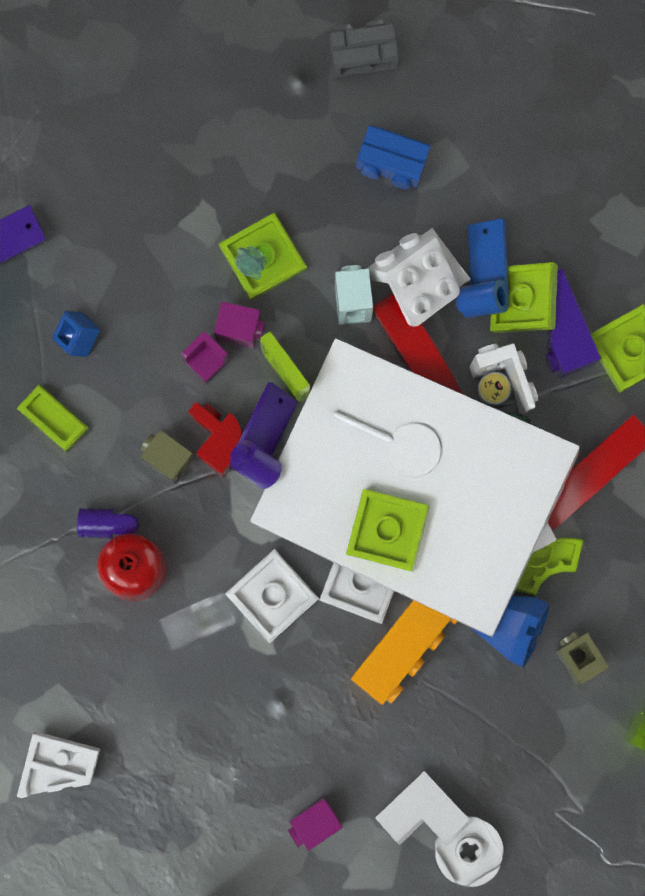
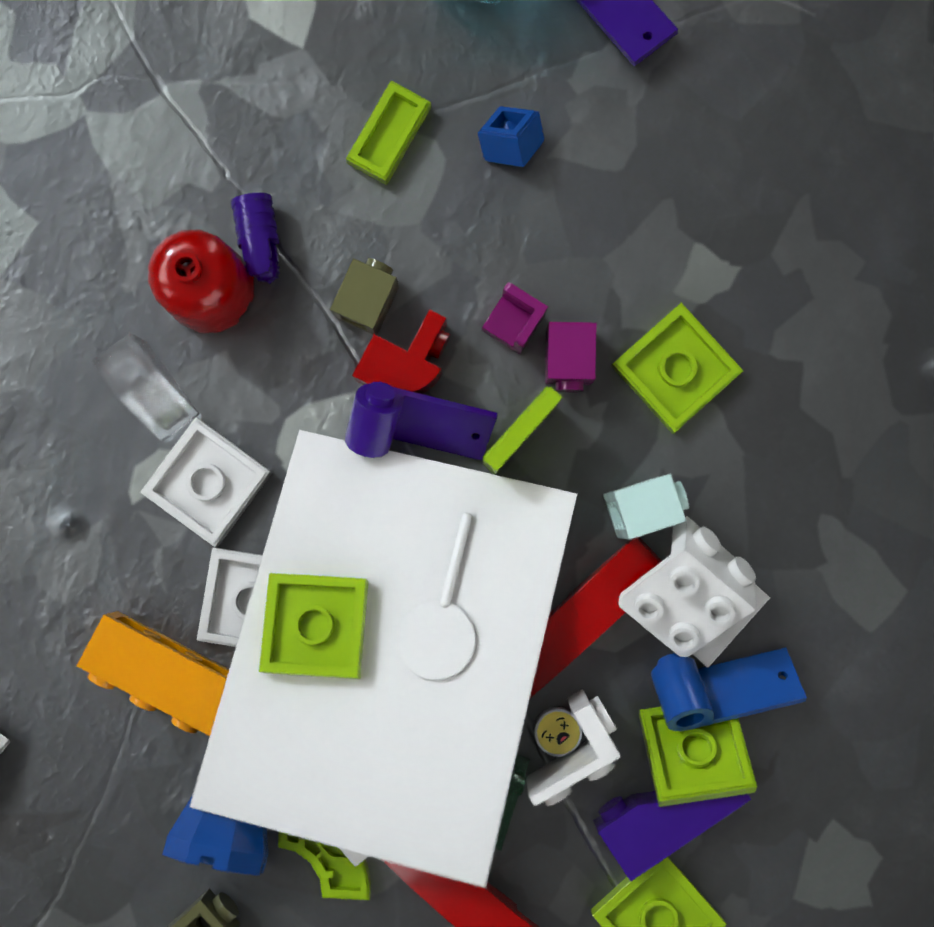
camera: 85 degrees right, 5 degrees up
(250, 262) = (662, 351): clear light blue plate -> none
(392, 157) = (861, 520): blue brick -> none

